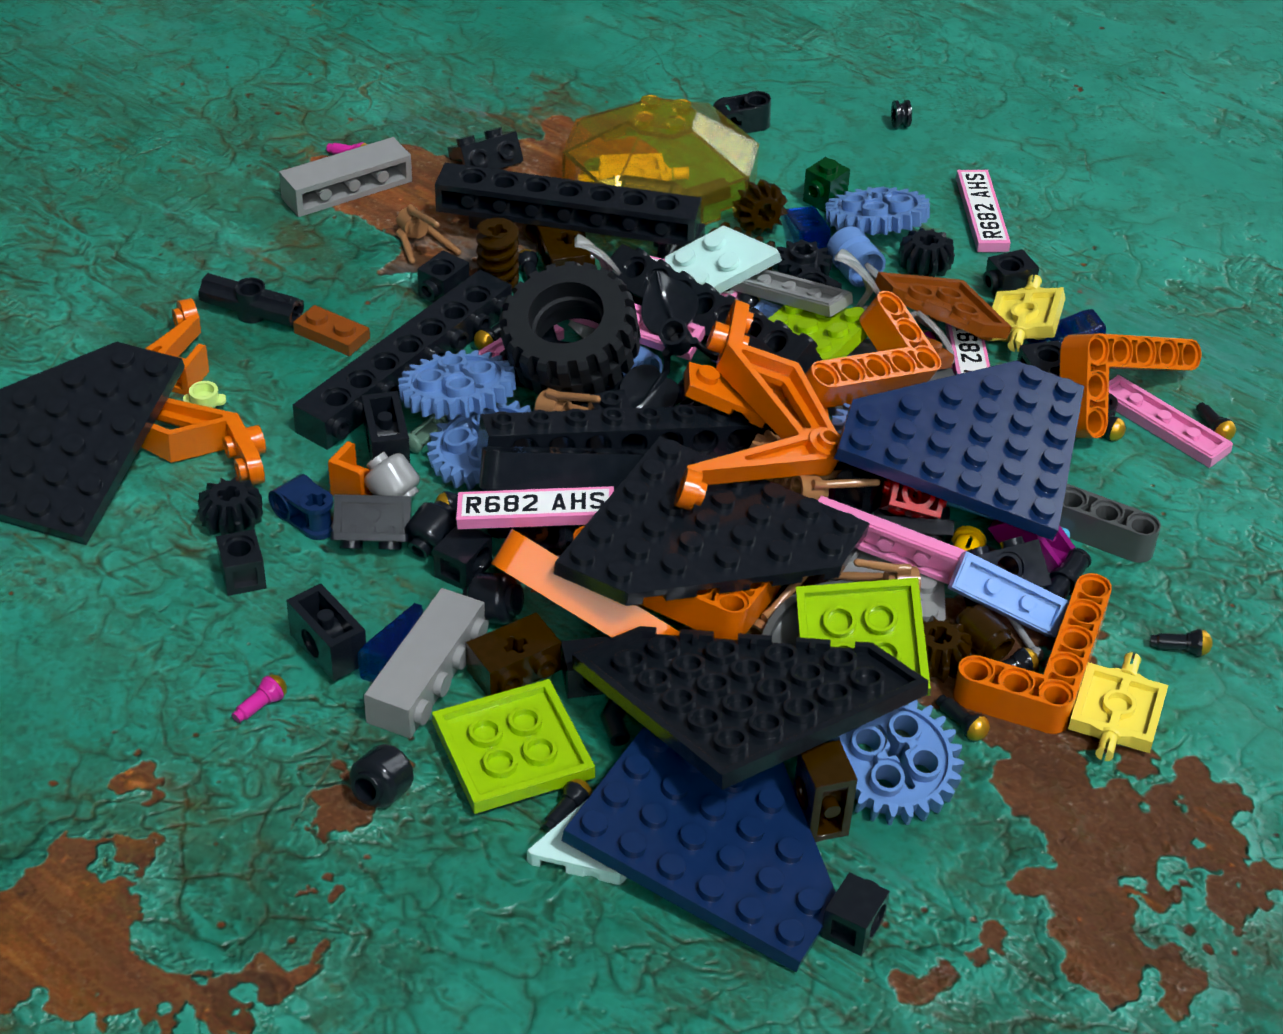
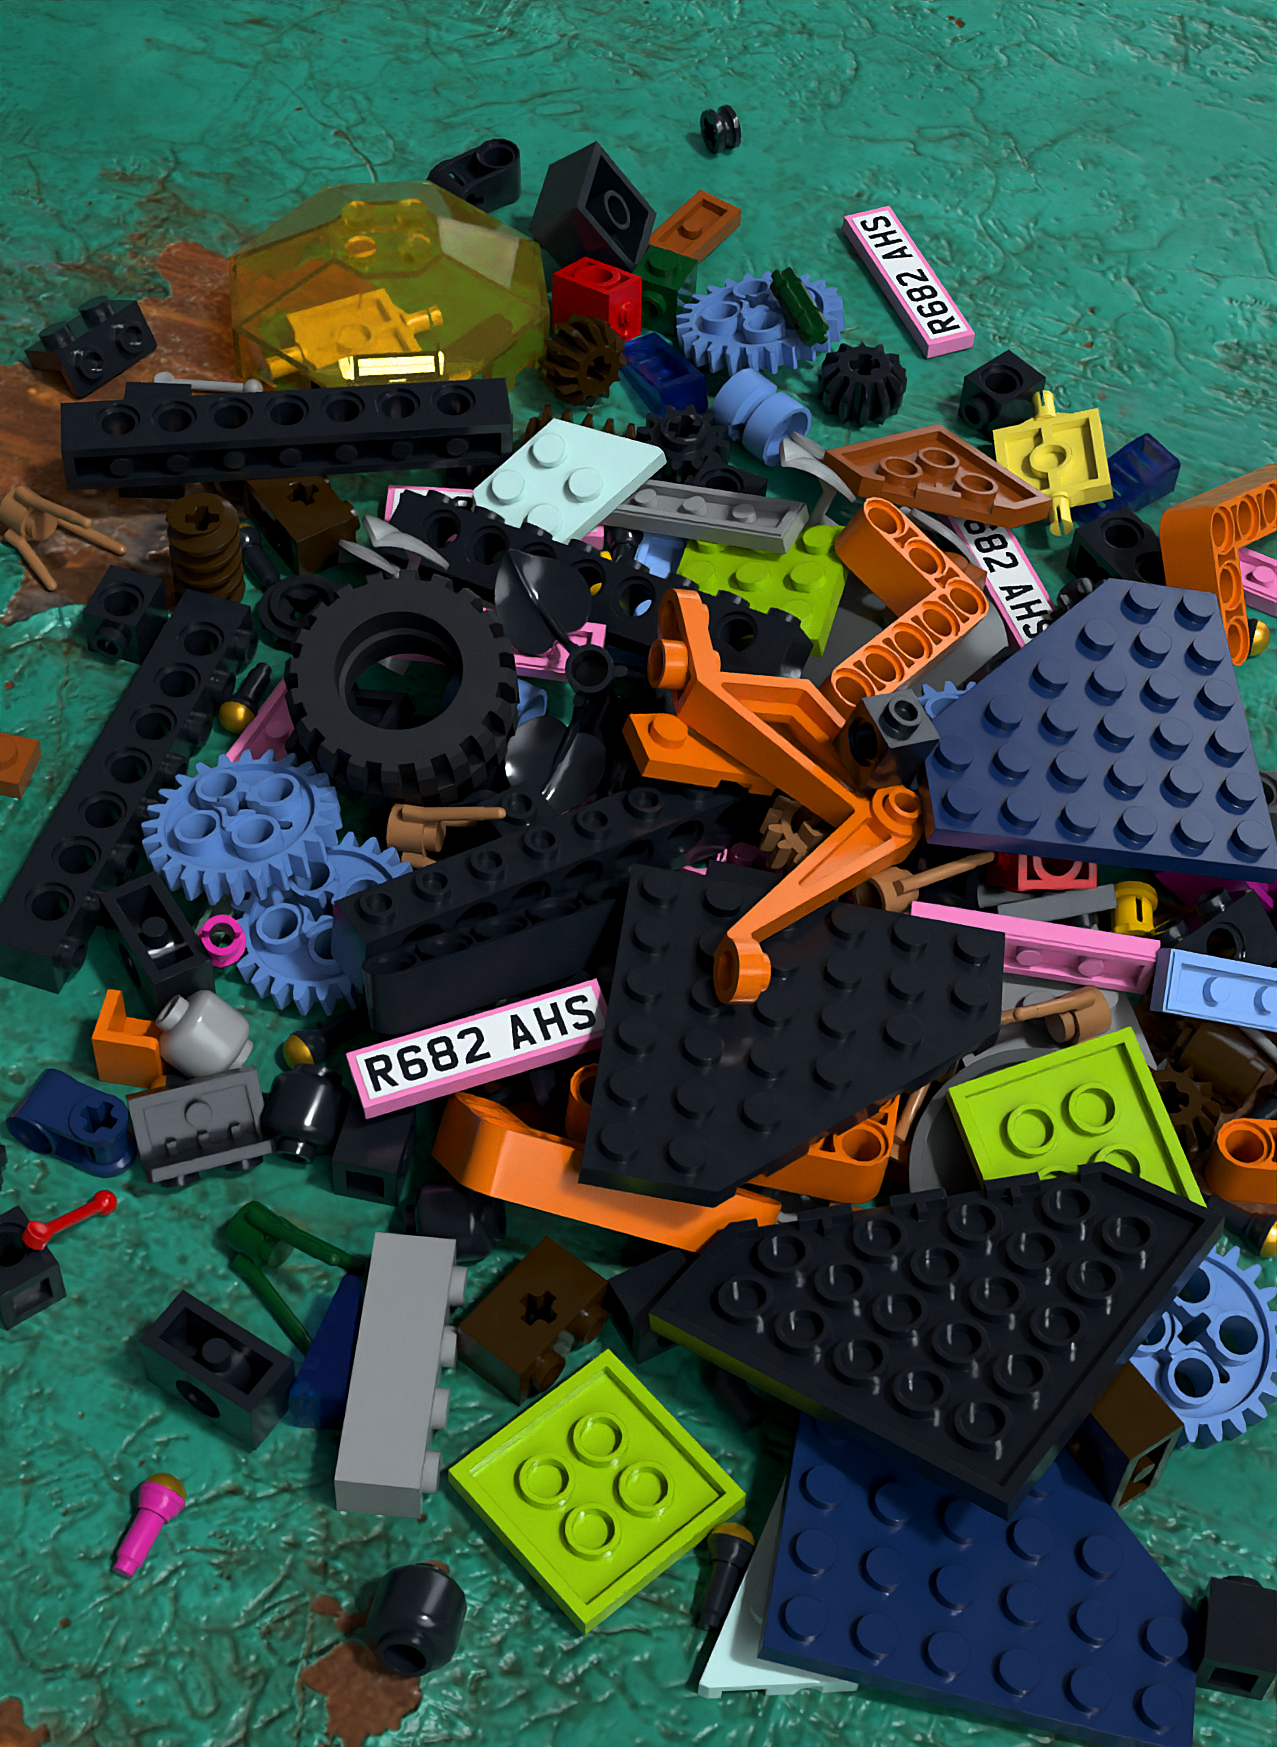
camera: 20 degrees left, 10 degrees up
(257, 543) = (37, 1234): none -> red hinge
(385, 584) = (268, 1240): none -> dark green plant
(420, 433) = (227, 955): none -> dark pink pin
(788, 176) = (598, 291): none -> red head
(796, 138) = (591, 212): none -> black brick
(827, 398) = (885, 740): none -> black brick
(864, 159) = (697, 226): none -> dark orange plate
(897, 199) = (799, 306): none -> dark green axle

